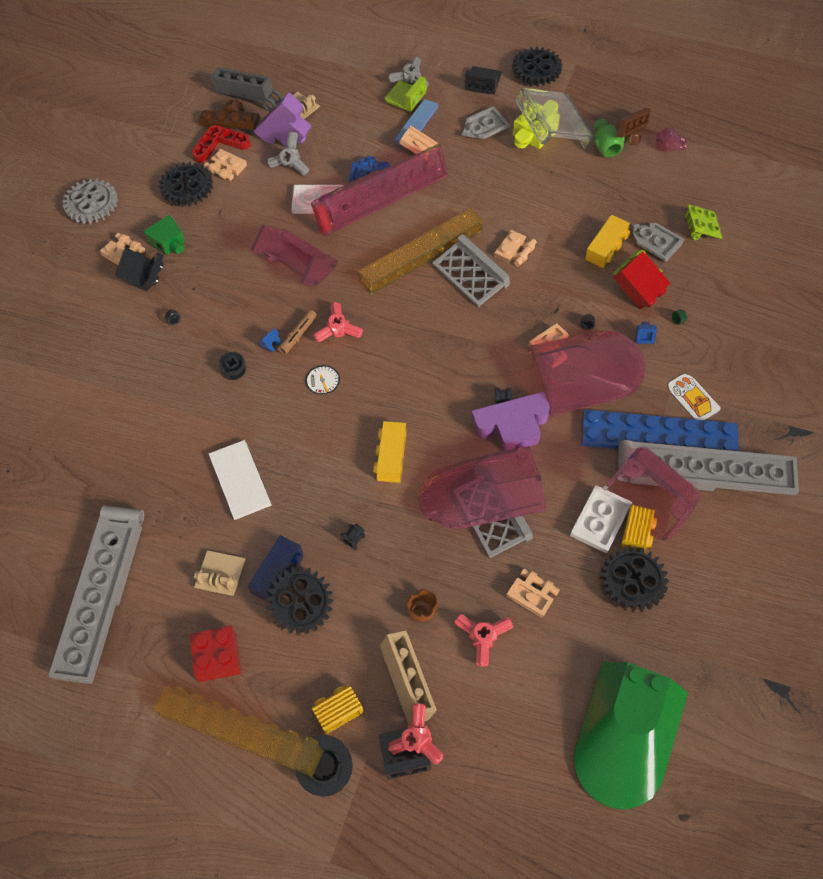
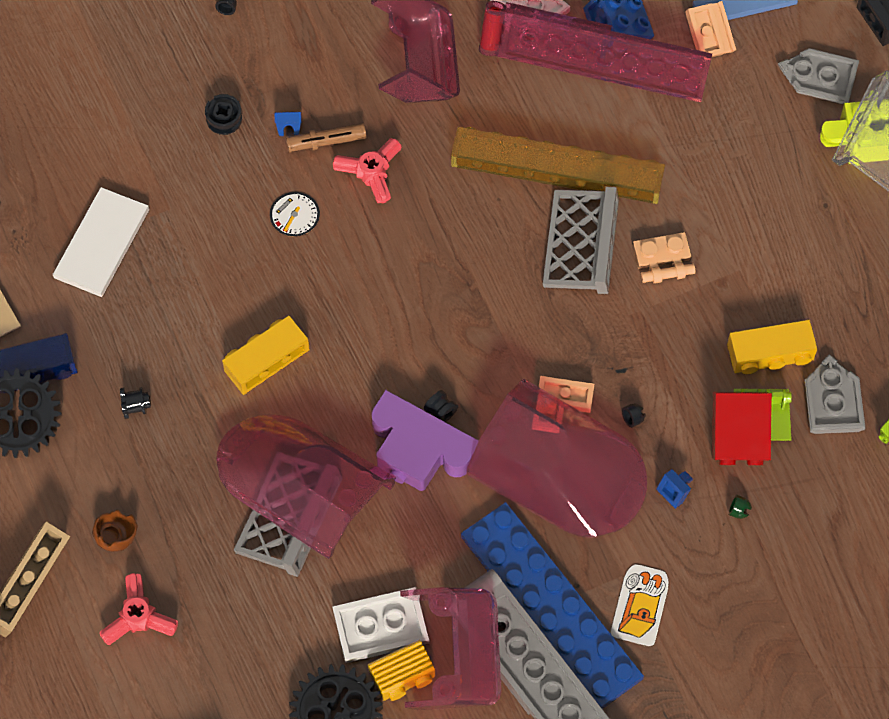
camera: 45 degrees right, 5 degrees up
(530, 597) = (221, 627): light nougat plate -> none

